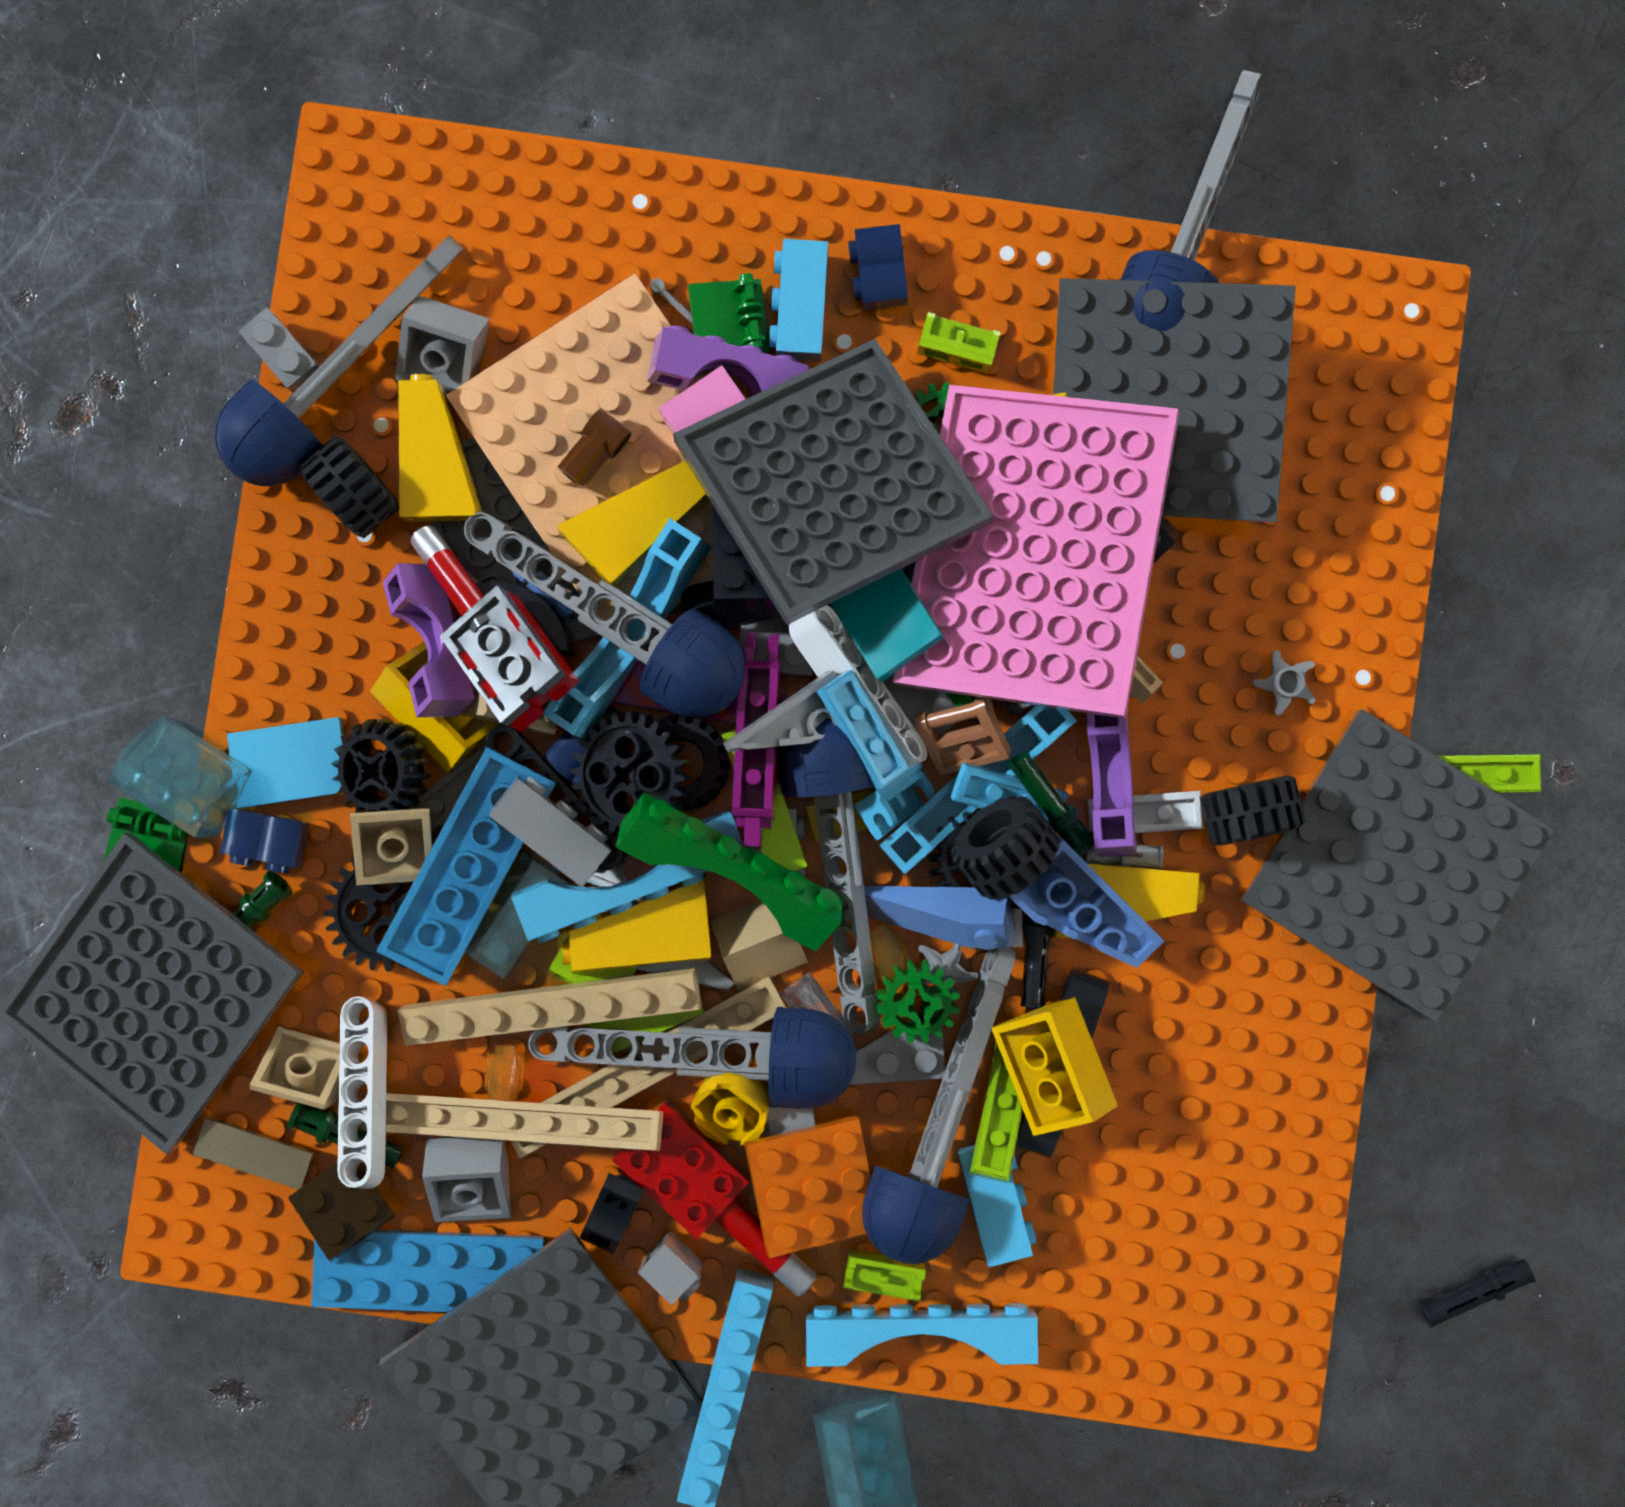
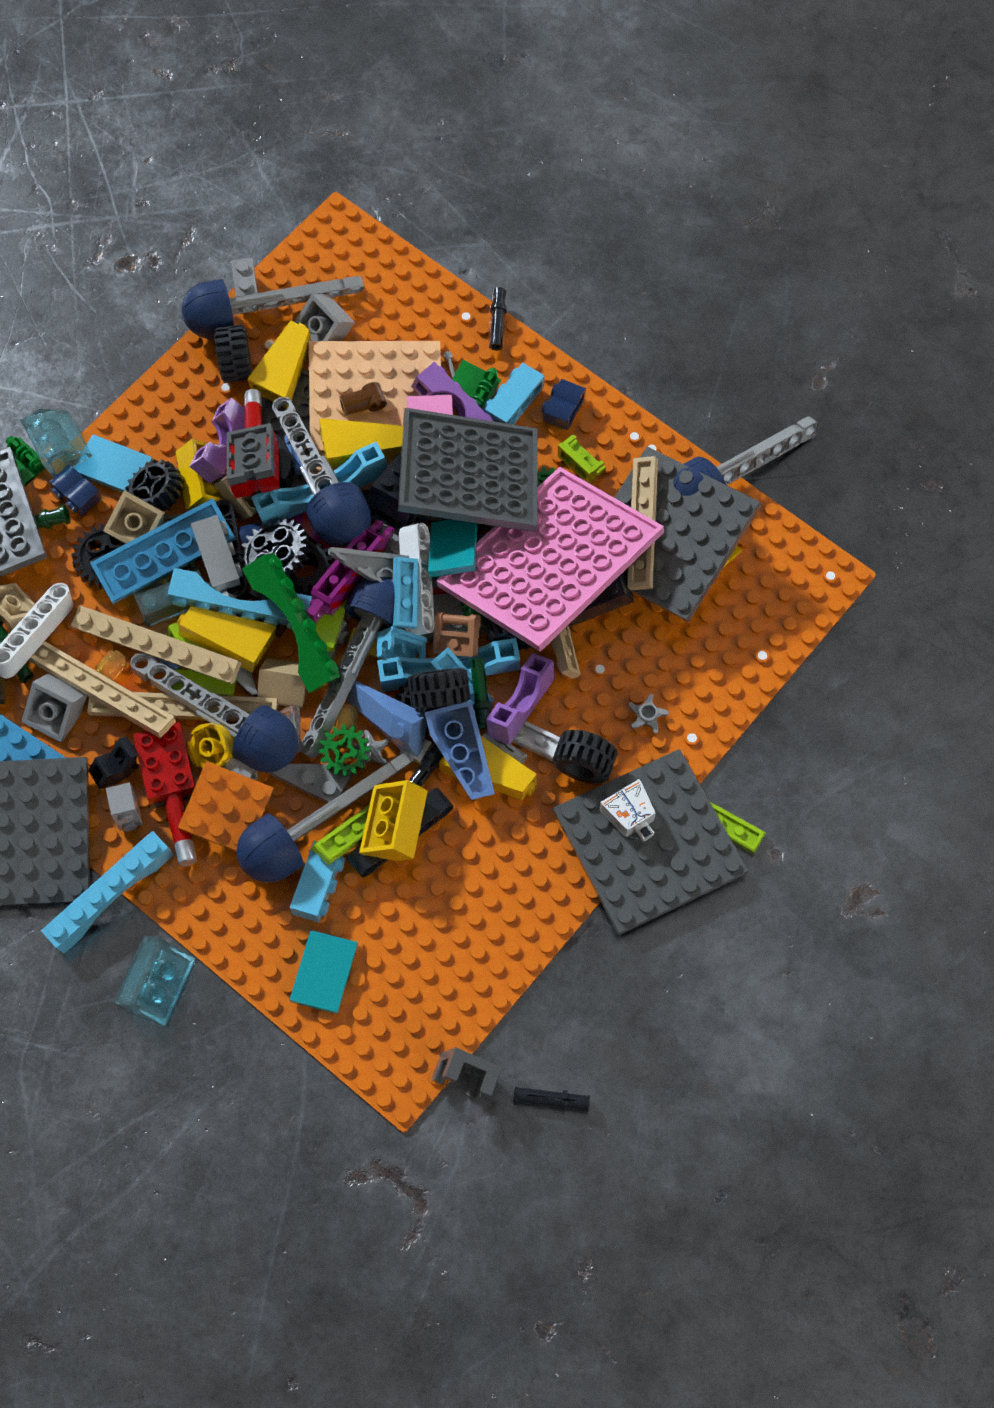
camera: 30 degrees right, 20 degrees down
(687, 169) = (498, 310): none -> black pin
(883, 1275) = (231, 885): lime hinge -> none
(1002, 1334) = (188, 902): medium azure arch -> none
(1081, 1314) = (323, 972): none -> teal tile
(1119, 383) = (644, 501): none -> tan plate
(1359, 1334) = (482, 1072): none -> dark grey panel
(1360, 849) = (630, 811): none -> white torso

